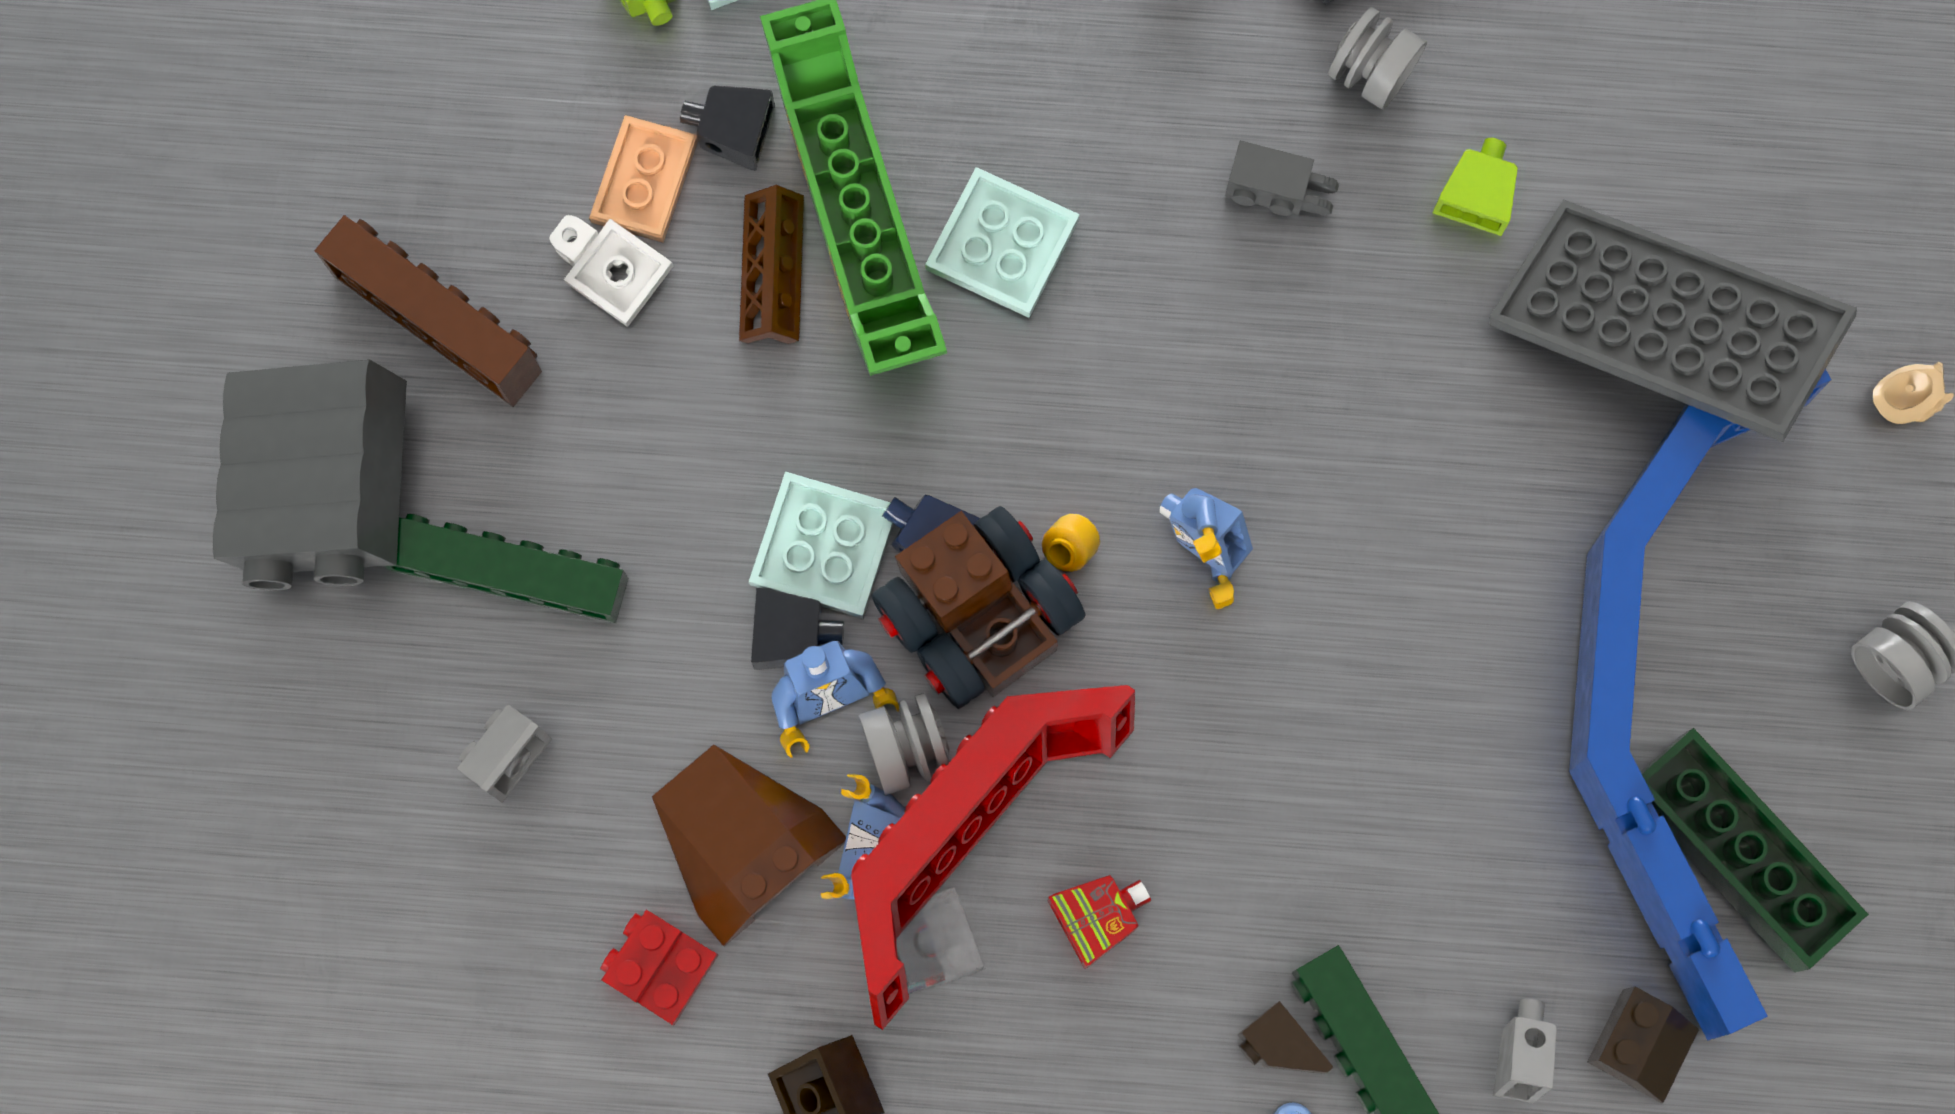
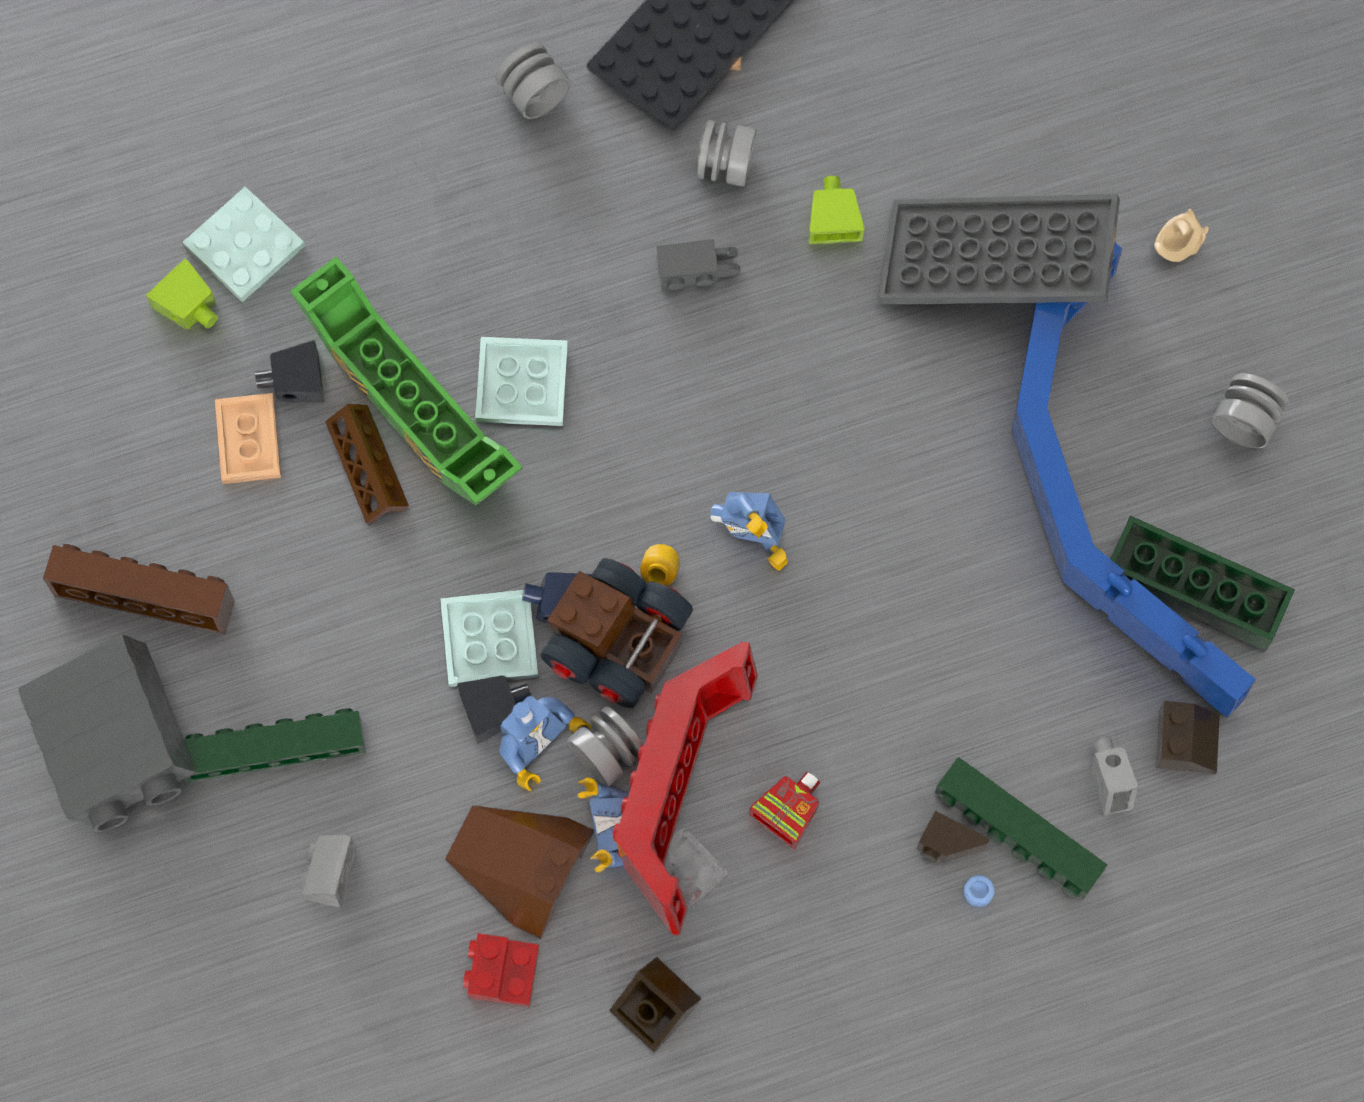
camera: 25 degrees left, 5 degrees down
(596, 254) = (238, 505): white plate -> none

